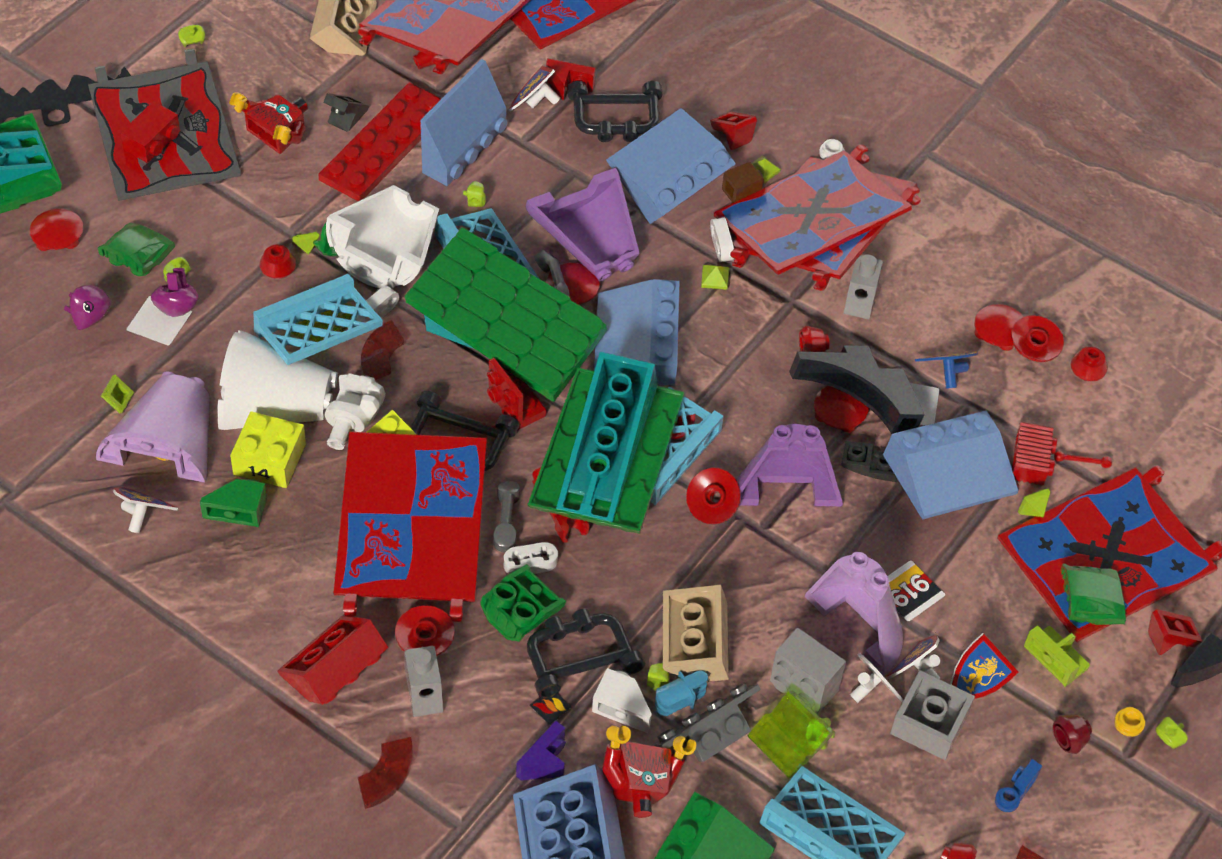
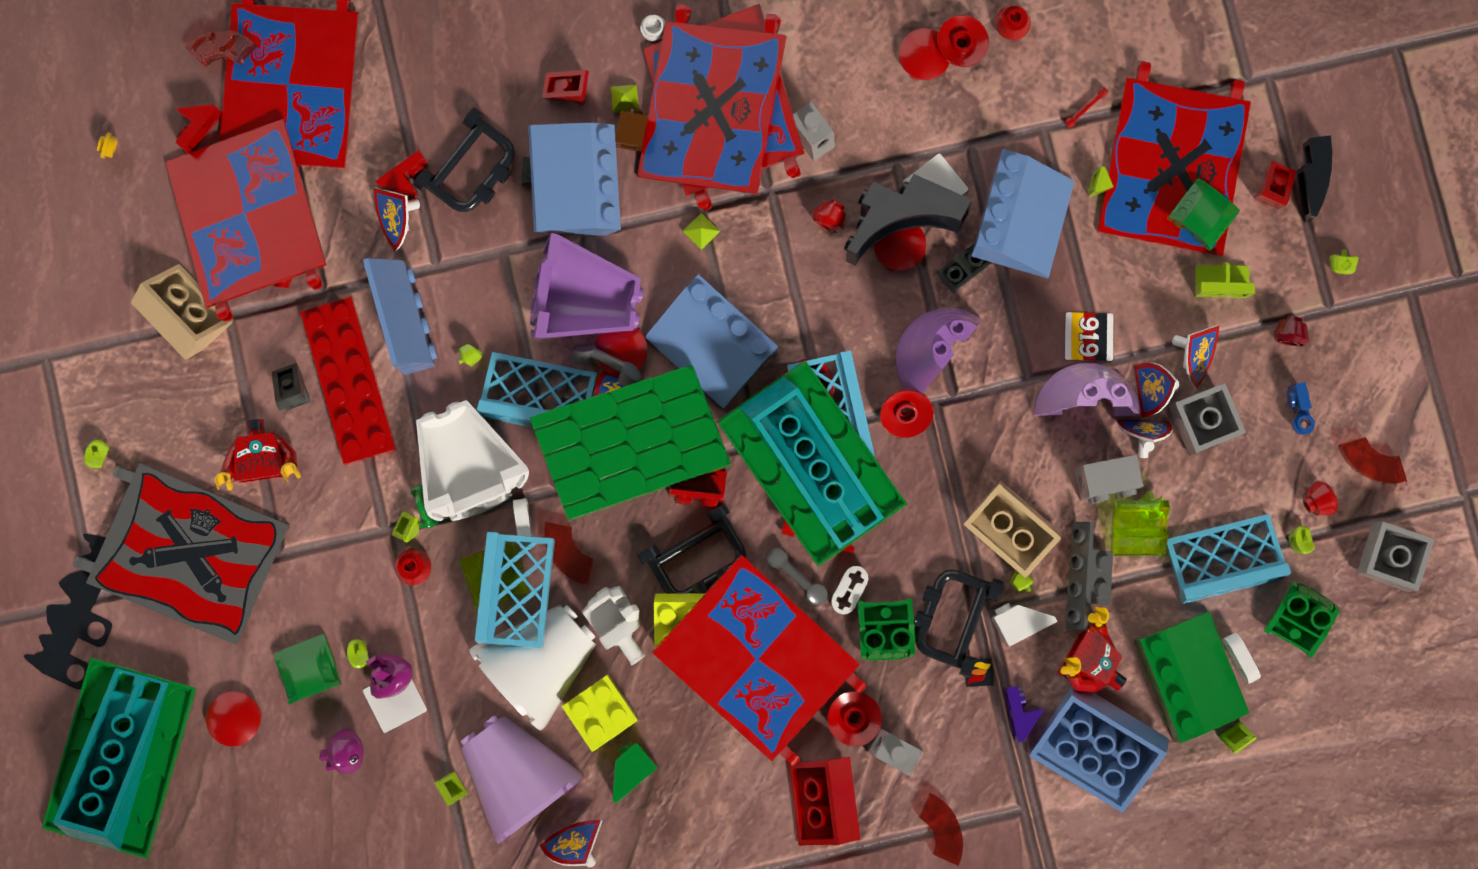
camera: 50 degrees left, 30 degrees up
(150, 132) = (192, 572): red brick -> none
(681, 693) = (1047, 578): dark azure arm -> none
(721, 239) = (673, 197): white beam -> none
(950, 367) = (930, 125): blue shield -> none
(1033, 453) = (1057, 142): red brick -> none
(1129, 721) = (1312, 282): yellow plate -> none

